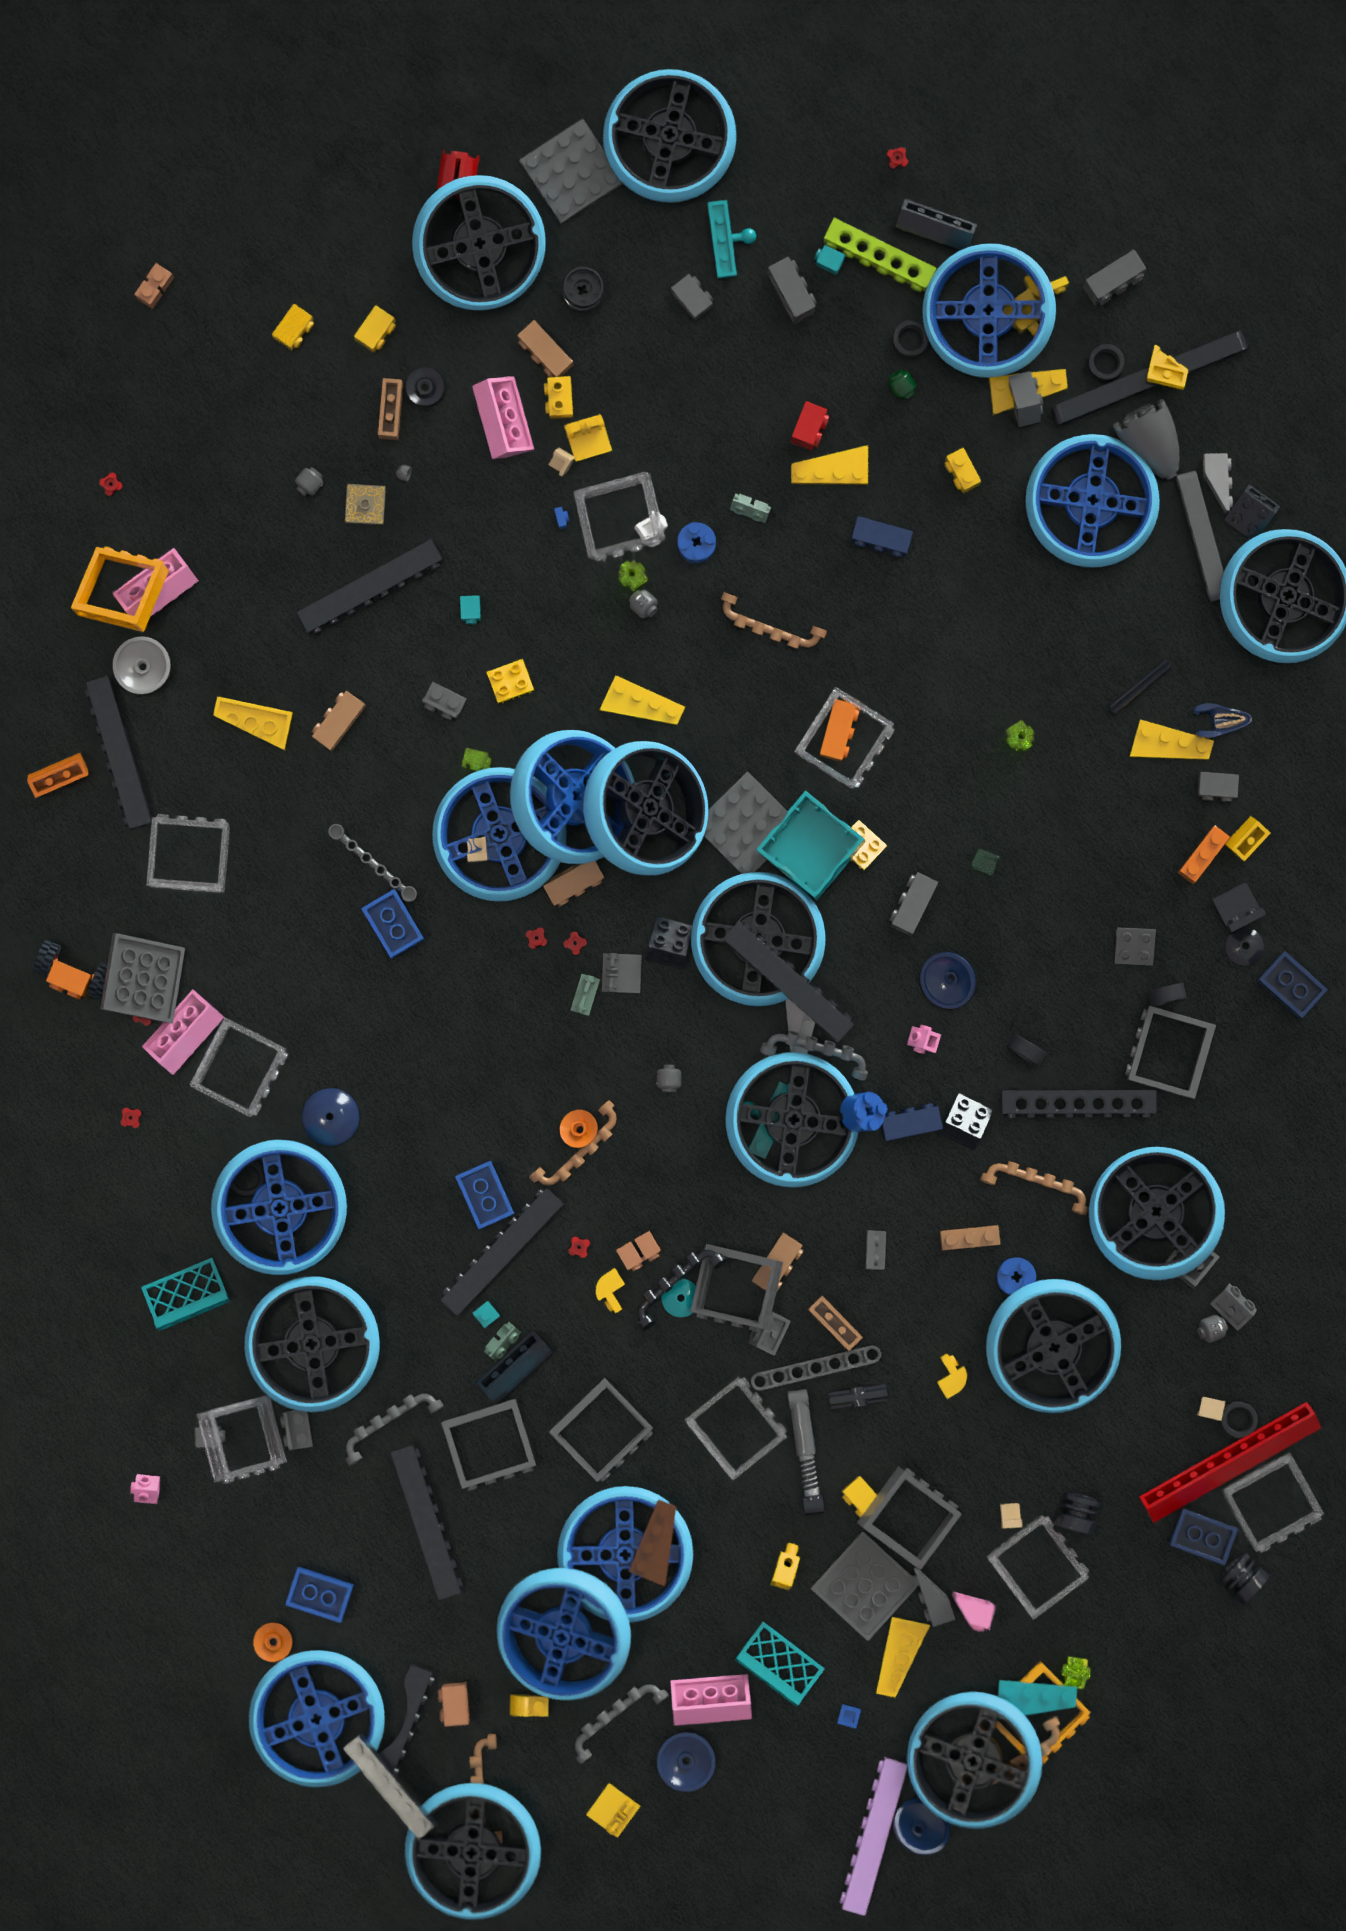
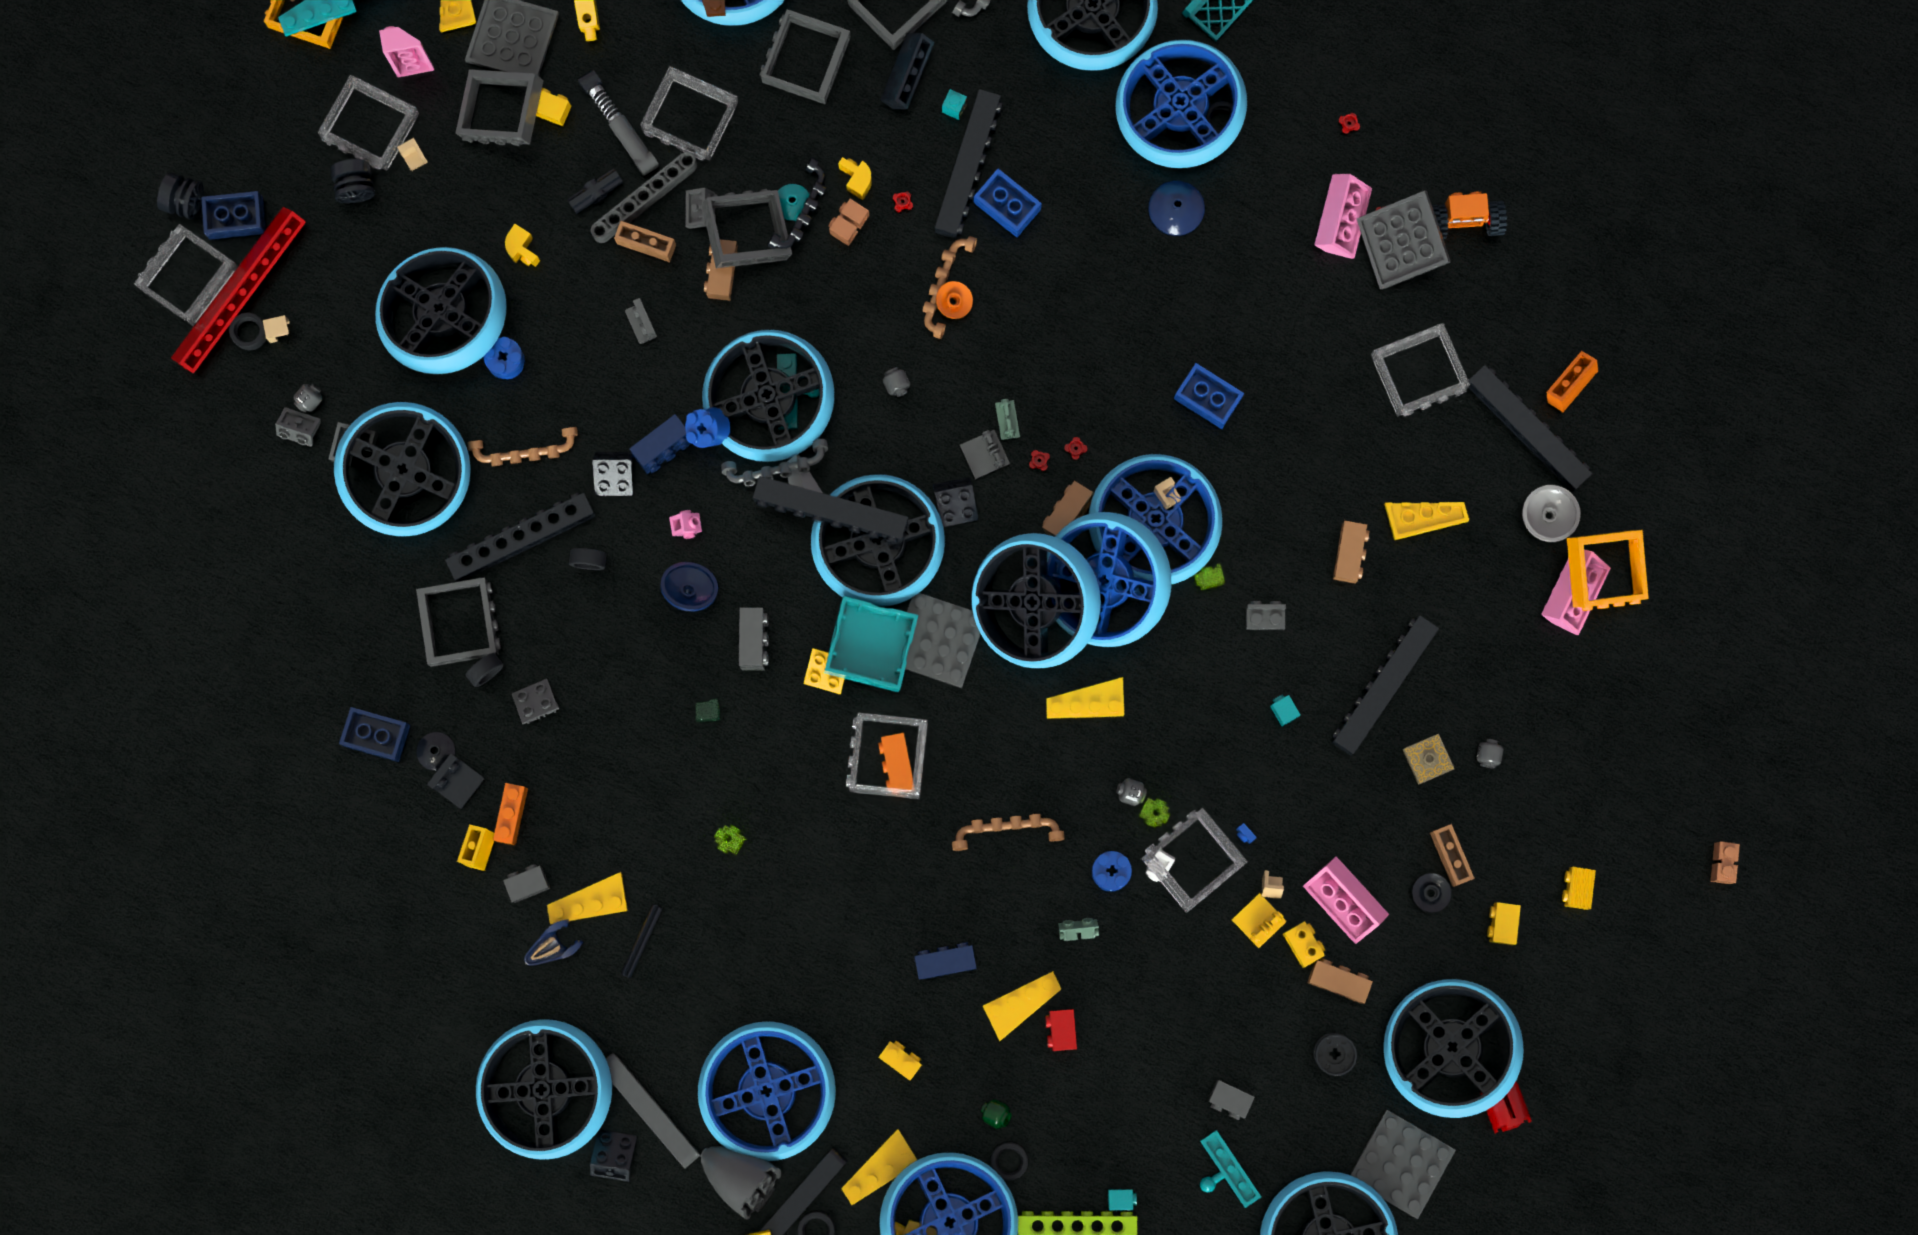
camera: 155 degrees right, 5 degrees down
(110, 479) = (1663, 658): red plate -> none
(263, 1090) = (1246, 217): clear window -> none
(337, 833) = (1208, 428): dark grey bar -> none
(404, 472) = (1408, 805): dark grey hinge -> none
(508, 1335) = (926, 96): sand green hinge -> none
(510, 681) = (1215, 663): yellow hinge -> none
(792, 289) = (1141, 1151): dark grey brick -> none
(936, 1601) = (444, 52): dark grey slope -> none
(969, 1237) = (561, 372): medium nougat brick -> none
(1025, 398) = (871, 1152): dark grey brick -> none
(1076, 1672) = (292, 49): clear neon green brick -> none
(1216, 475) = (663, 1175): light grey slope -> none

